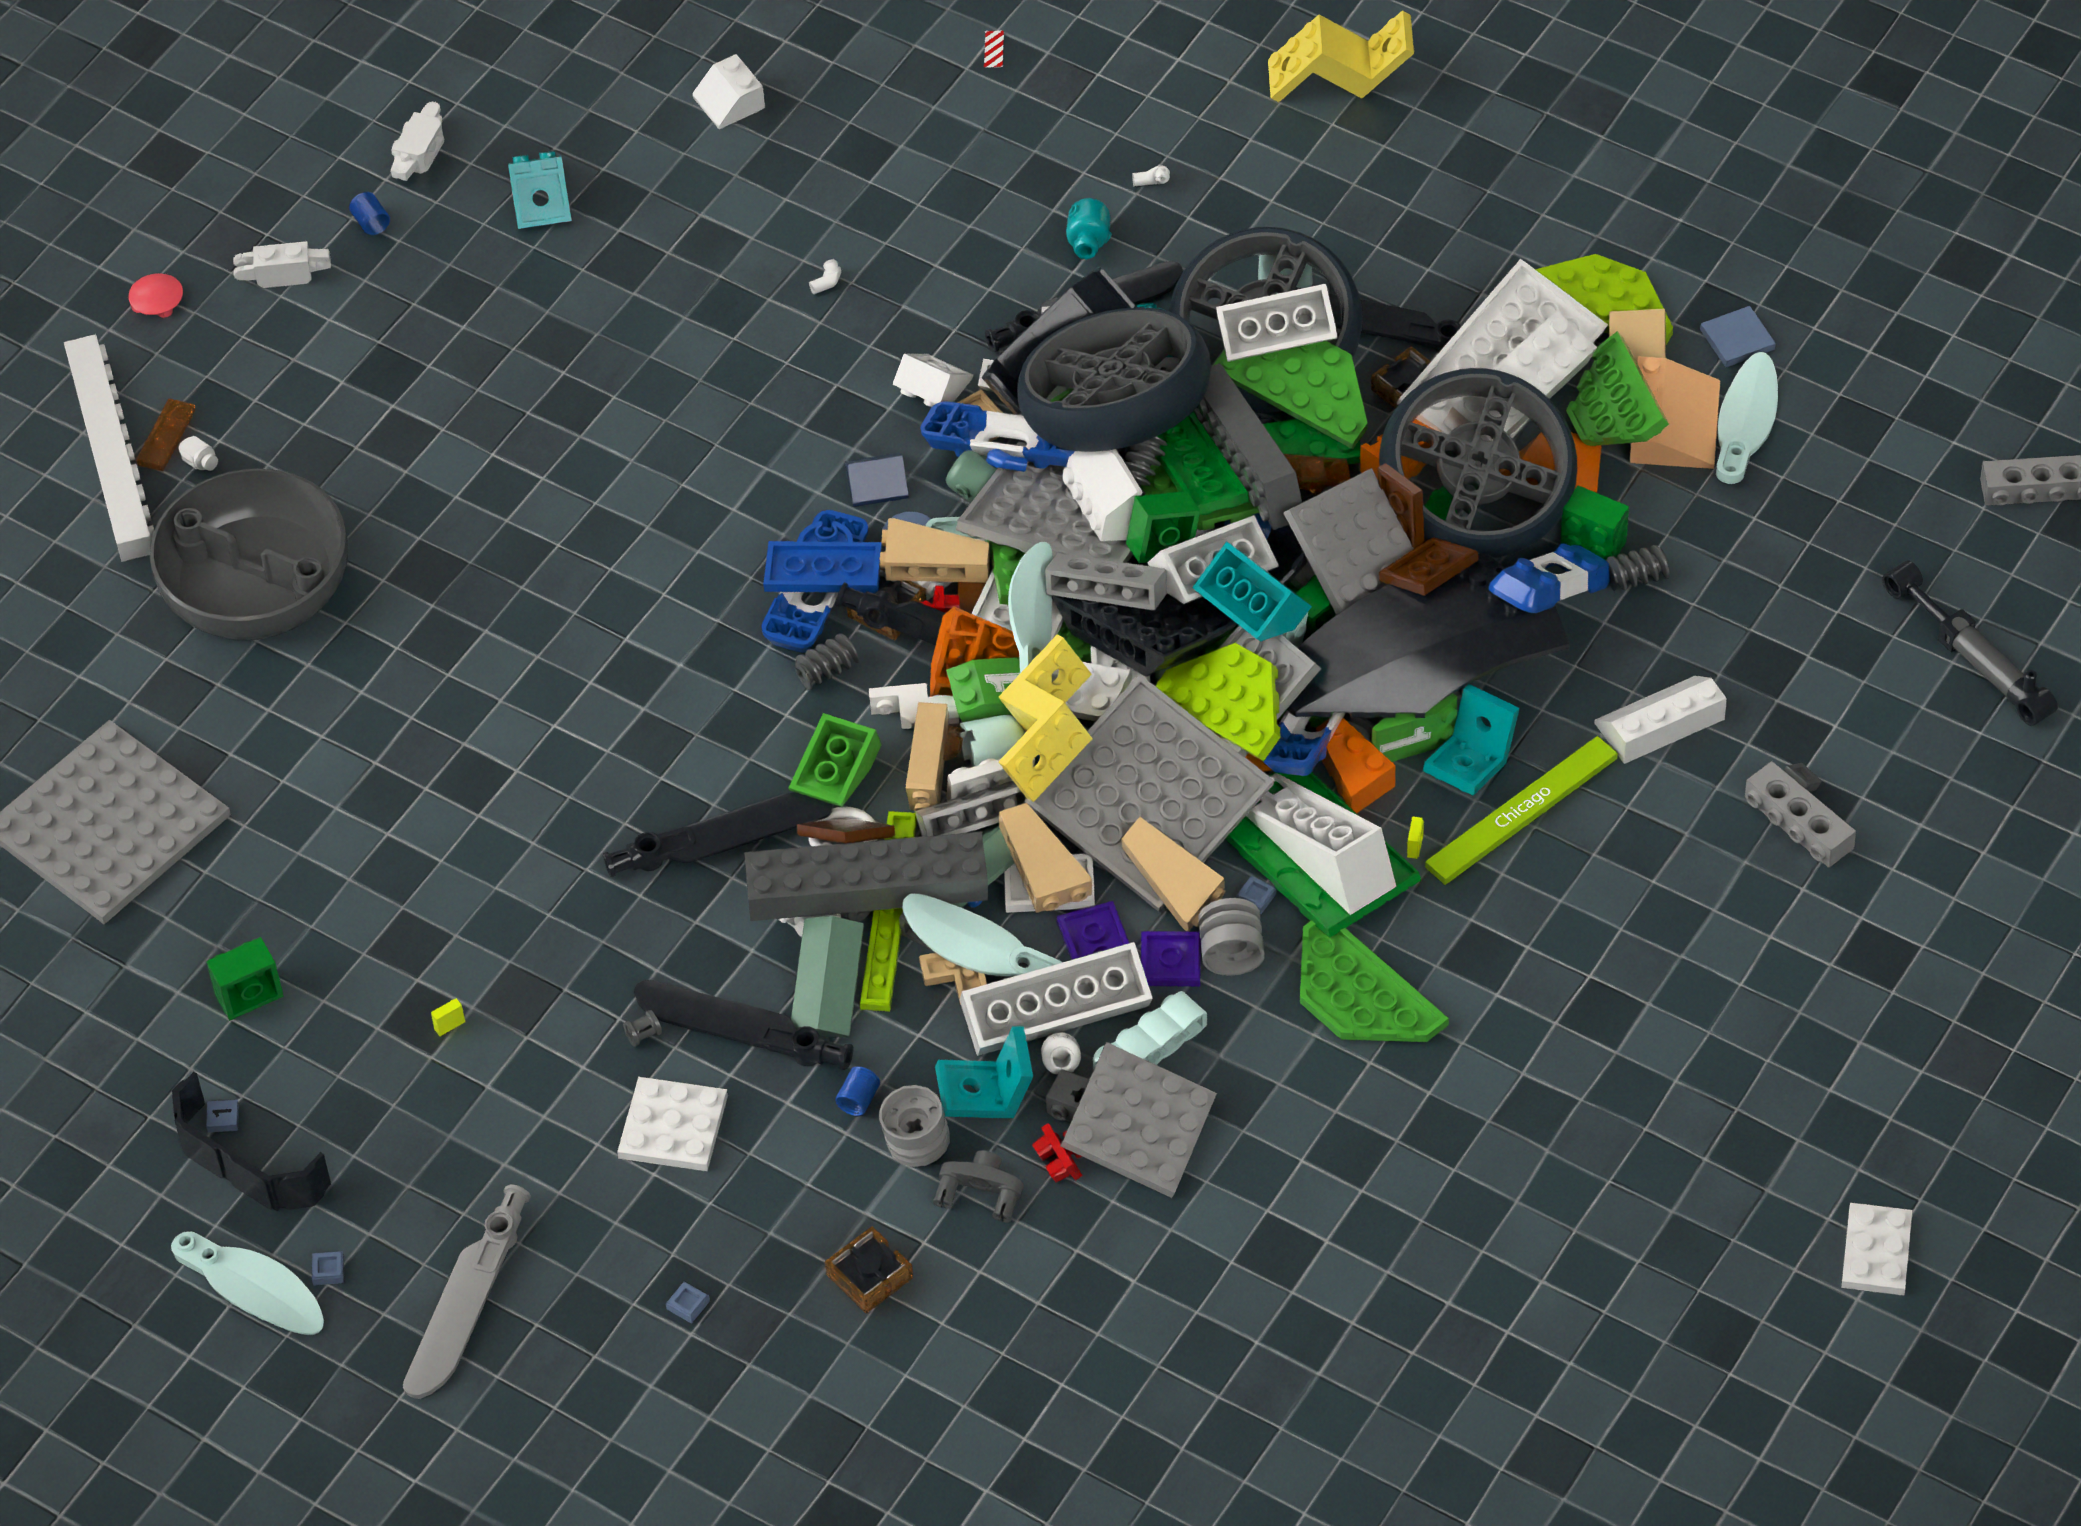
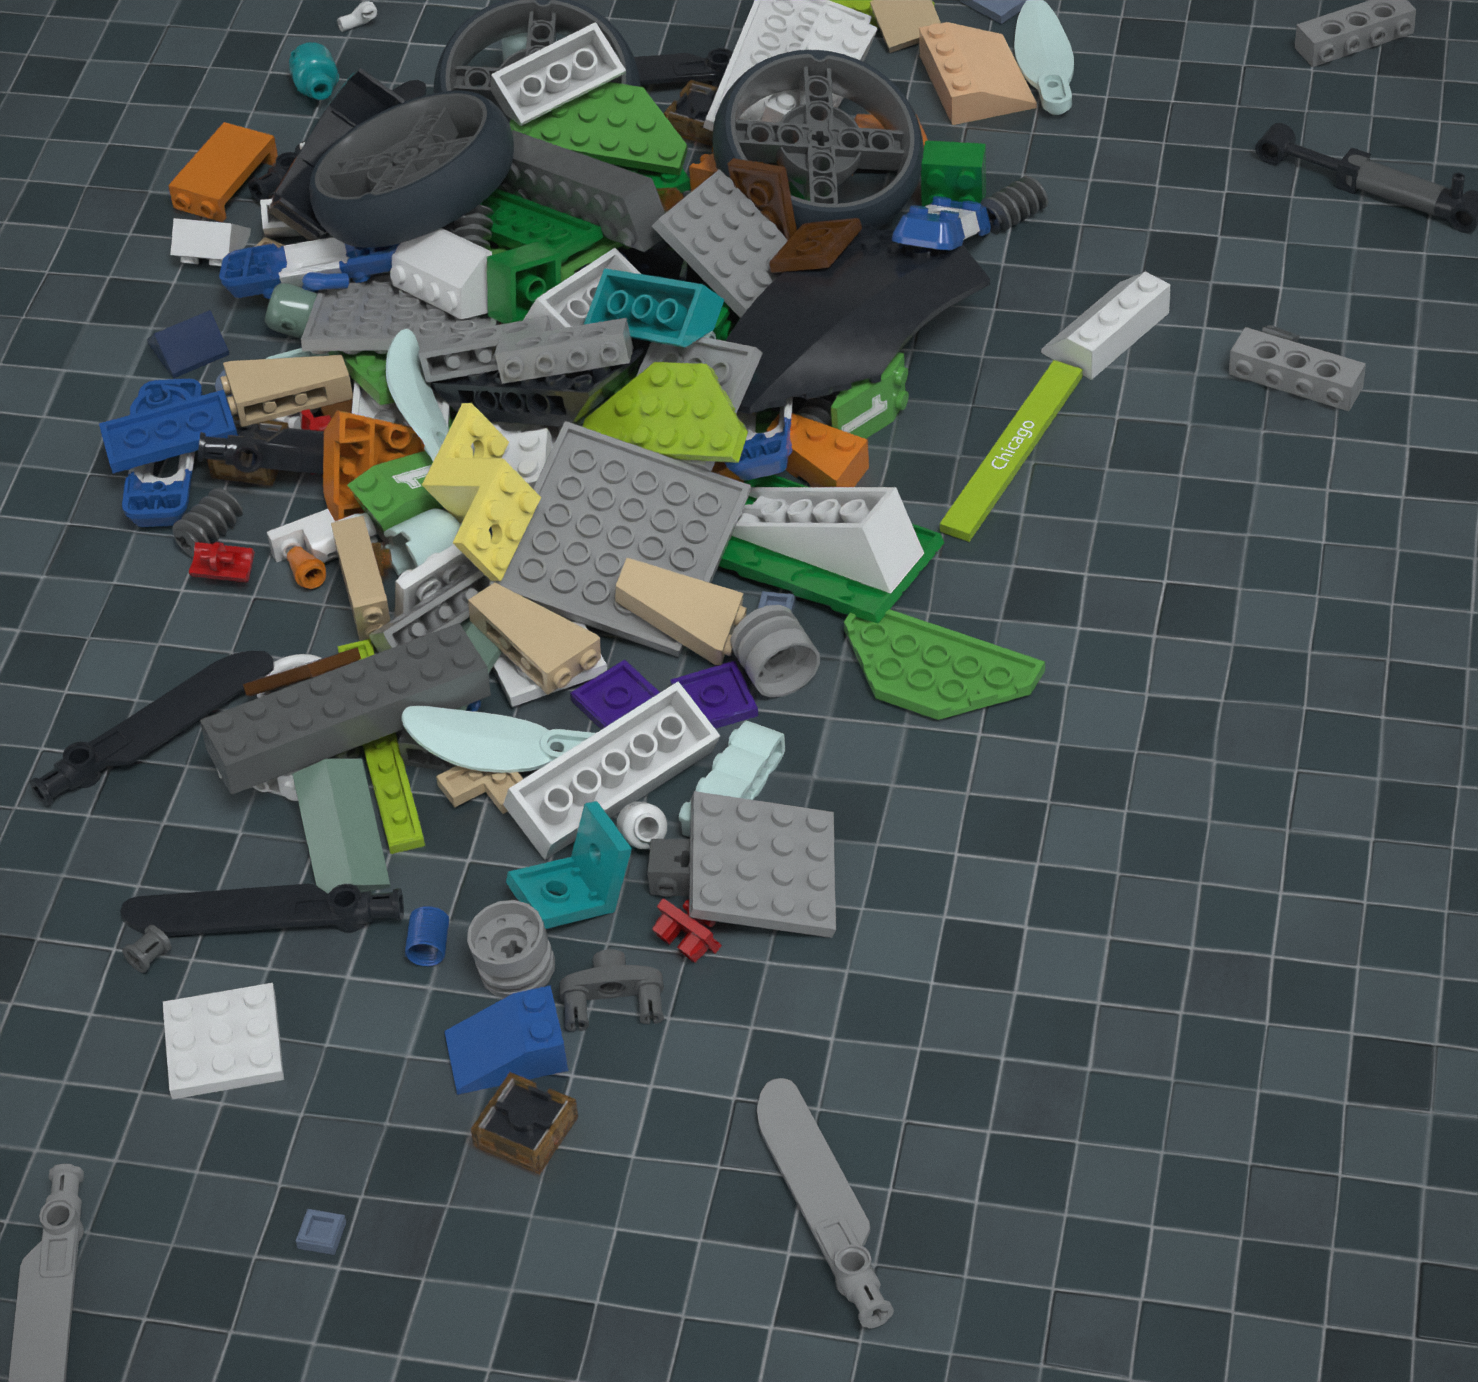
camera: 20 degrees left, 5 degrees down
(820, 700) = (222, 562): none -> red hips
(829, 279) = (62, 186): white arm -> none
(836, 760) = (259, 610): bright green slope -> none
(884, 1197) = (509, 1036): none -> blue slope
(891, 731) = (306, 568): none -> orange cone
(968, 307) = (220, 170): none -> orange panel
(1066, 1401) = (822, 1196): none -> light grey piece
(1162, 609) = (564, 350): none -> light grey brick
(1415, 837) = (918, 503): neon yellow tile -> none
(1473, 743) = (935, 406): teal bracket -> none
(1615, 399) = (924, 63): bright green plate -> none

